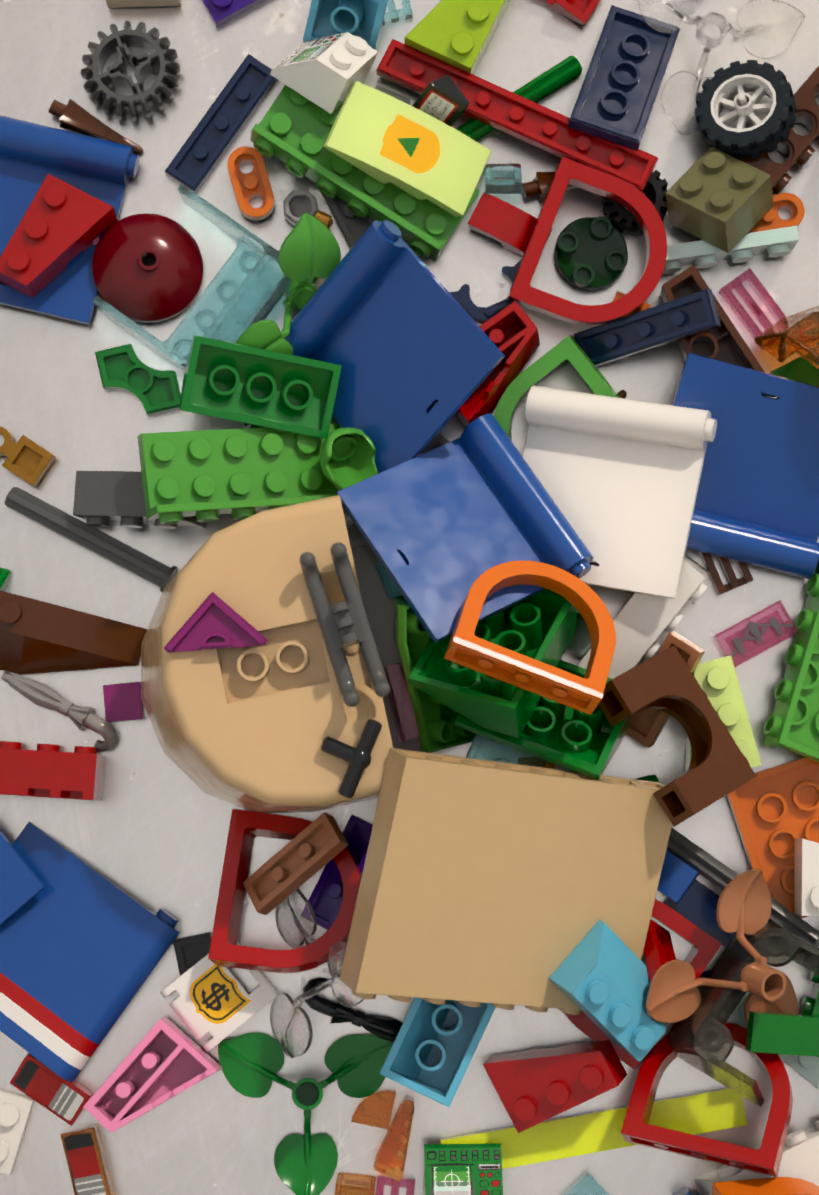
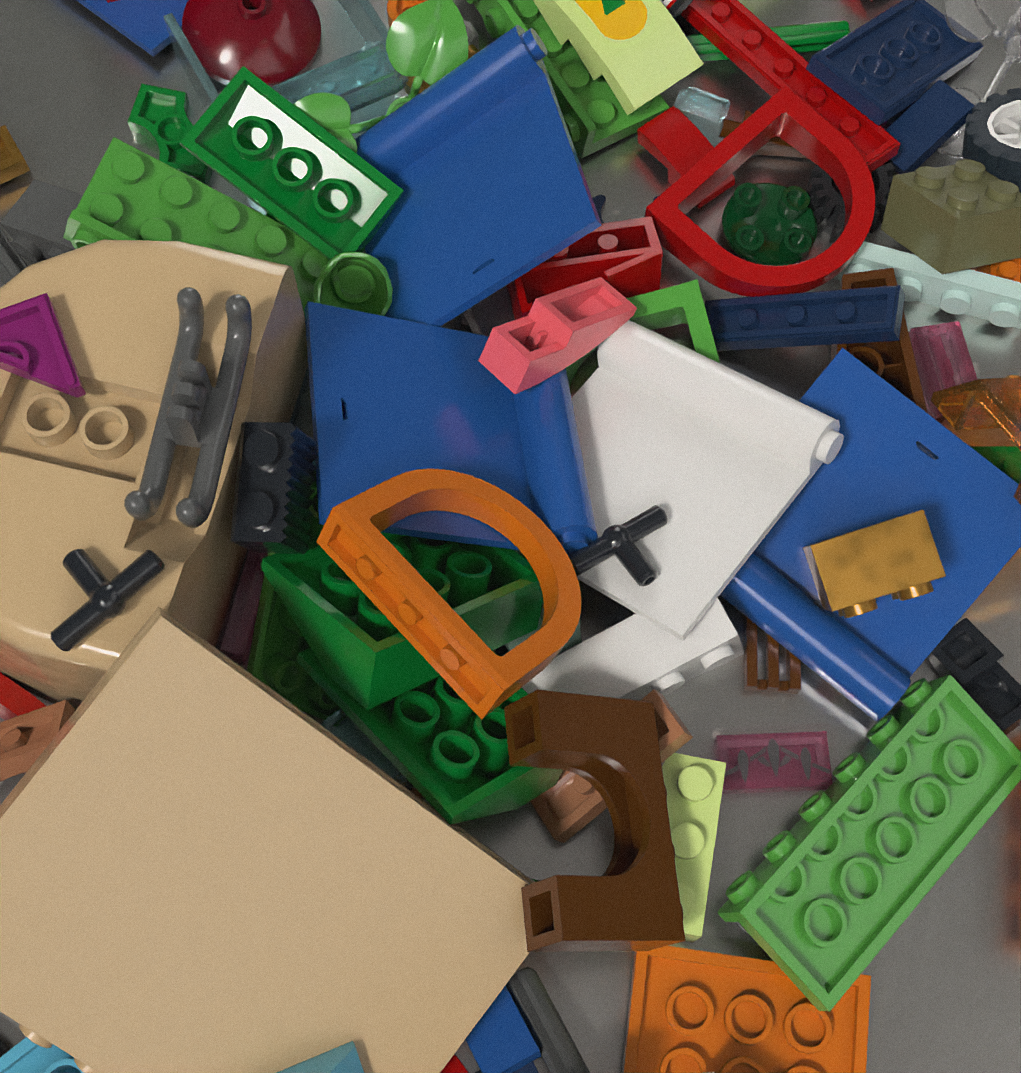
camera: 25 degrees right, 15 degrees down
(398, 636) = (273, 488): none -> black brick
(501, 428) = (554, 333): none -> coral slope
(607, 553) = (620, 541): none -> black piece
(667, 124) = (927, 125): none -> dark blue tile
(766, 491) = (874, 562): none -> pearl gold brick

